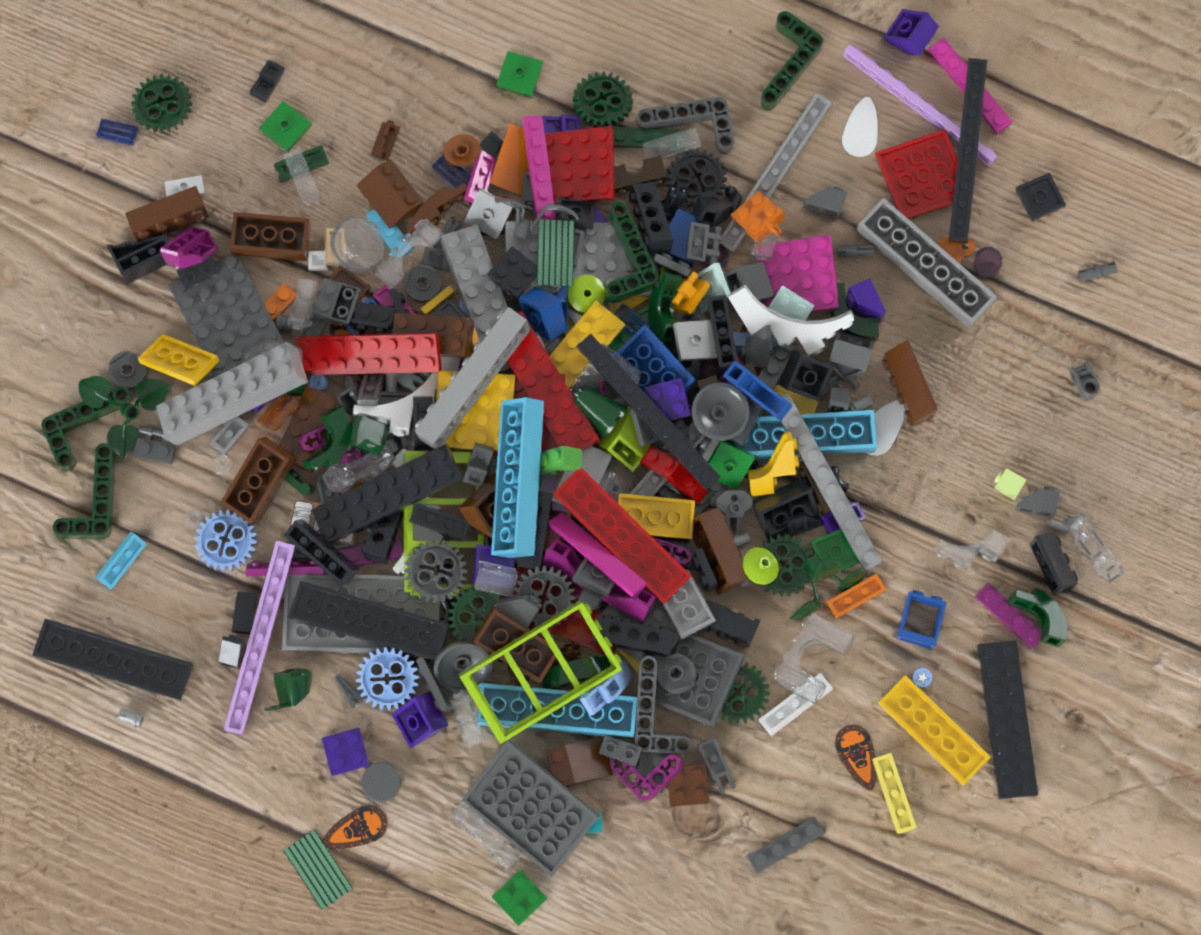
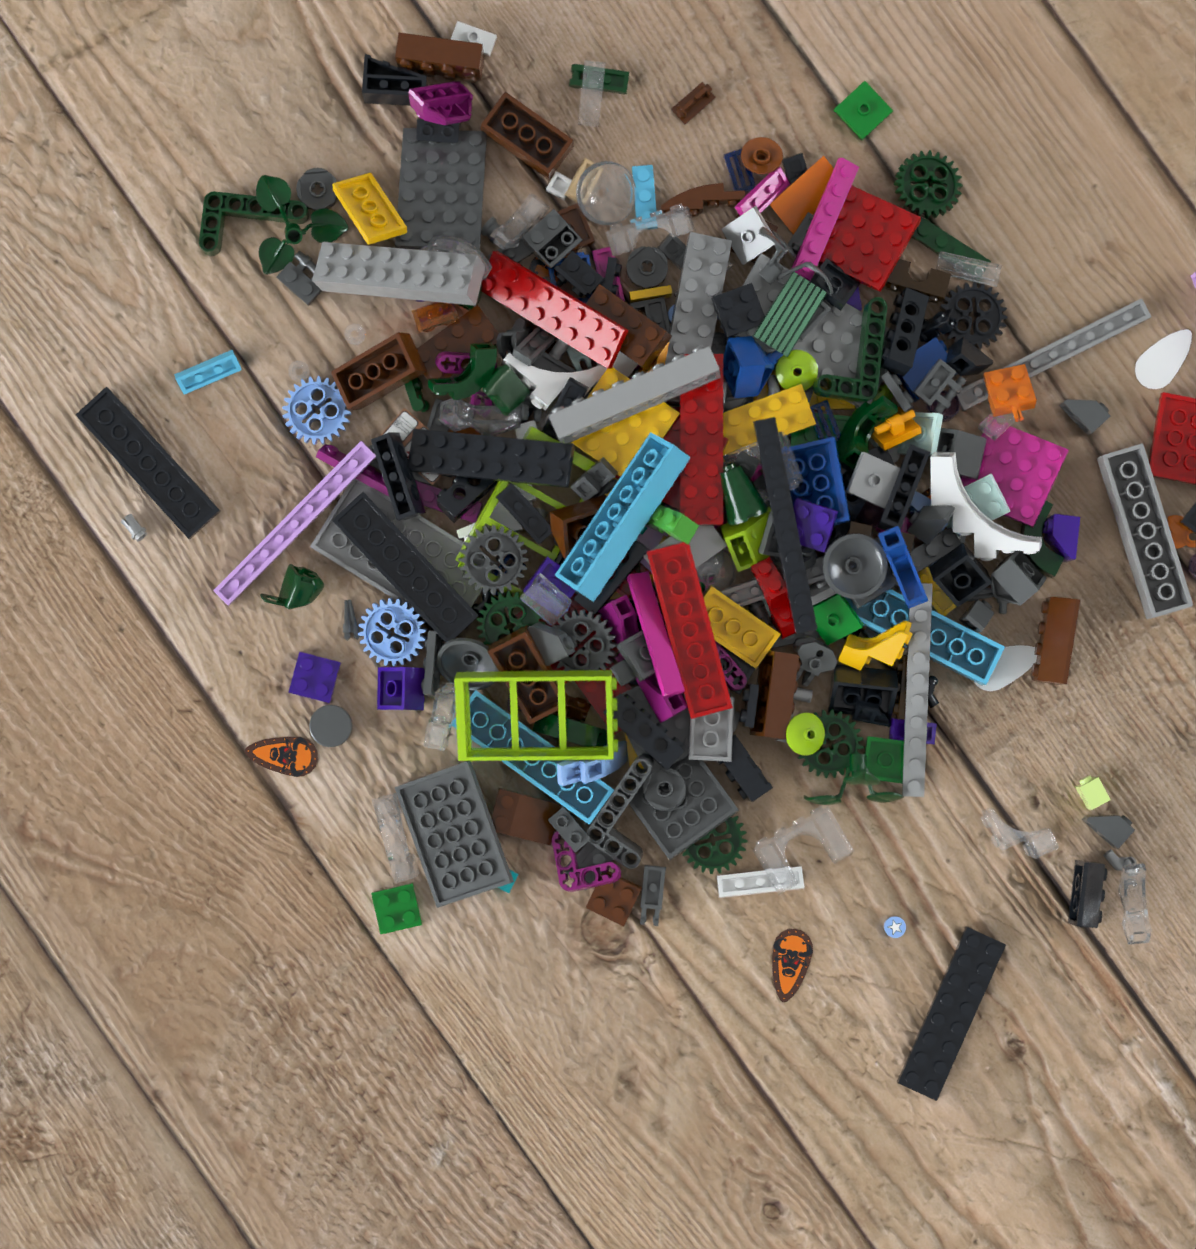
camera: 30 degrees right, 10 degrees up
(98, 501) = (218, 301): dark green beam -> none
(229, 435) = (378, 310): light grey plate -> none
(232, 651) = (261, 521): slope -> none
(244, 612) = (295, 489): black slope -> none
(280, 301) = (500, 205): orange plate -> none
(285, 126) = (605, 32): green plate -> none
(318, 382) = (491, 307): light blue tile -> none
(318, 869) = (227, 772): clear green sticker -> none
(390, 194) = (666, 160): reddish brown slope -> none
(448, 228) = (703, 228): dark grey piece -> none
(560, 124) = (874, 185): dark purple slope -> none
(692, 117) = (1006, 252): dark grey beam -> none
(734, 196) = (998, 356): black arm -> none
(785, 845) = (671, 1006): dark grey plate -> none
(794, 62) = (1139, 255): dark green beam -> none
(856, 250) = (1084, 478): dark grey axle -> none
(856, 596) = (879, 813): orange plate -> none
(860, 404) = (996, 631): light grey pin -> none
(894, 793) = (802, 1019): light yellow plate -> none
(918, 639) = (951, 862): blue window -> none
(934, 730) = (876, 983): yellow plate -> none
(1009, 615) = (1014, 917): magenta plate -> none
(1047, 611) = (1052, 937): dark green arch -> none

